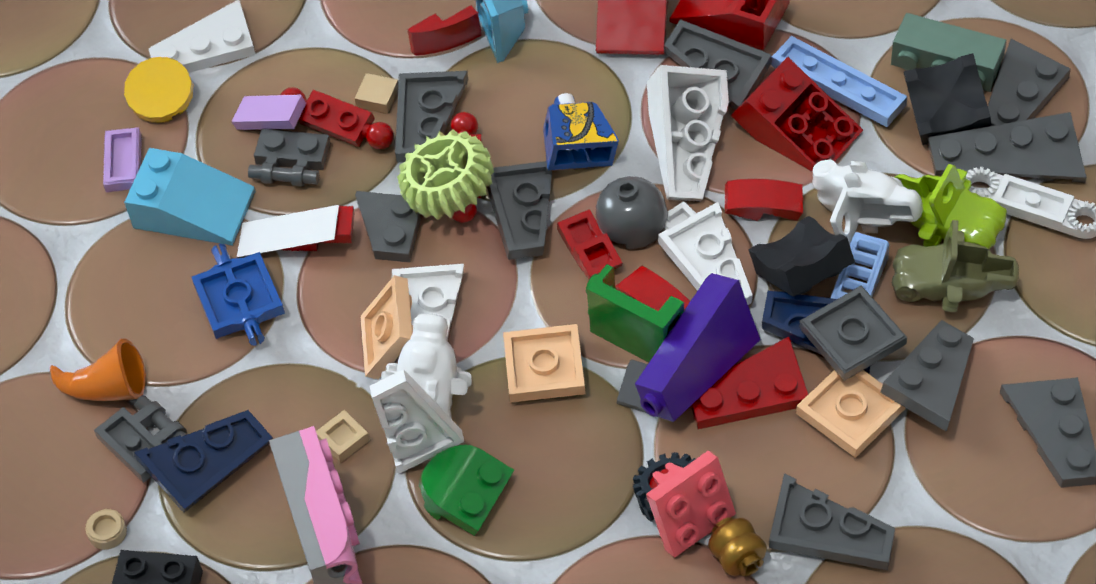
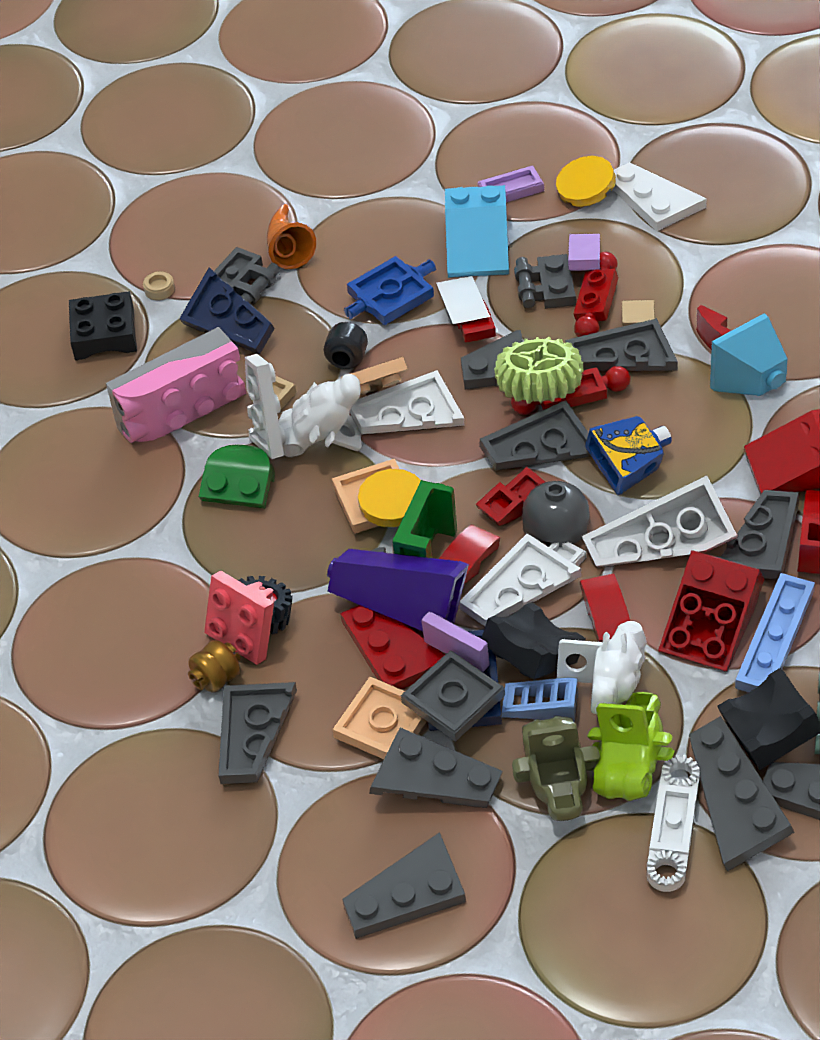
camera: 75 degrees right, 5 degrees down
(312, 347) = (345, 345): none -> black head
(566, 339) = (387, 496): none -> yellow tile
(787, 315) = (449, 637): none -> lavender tile

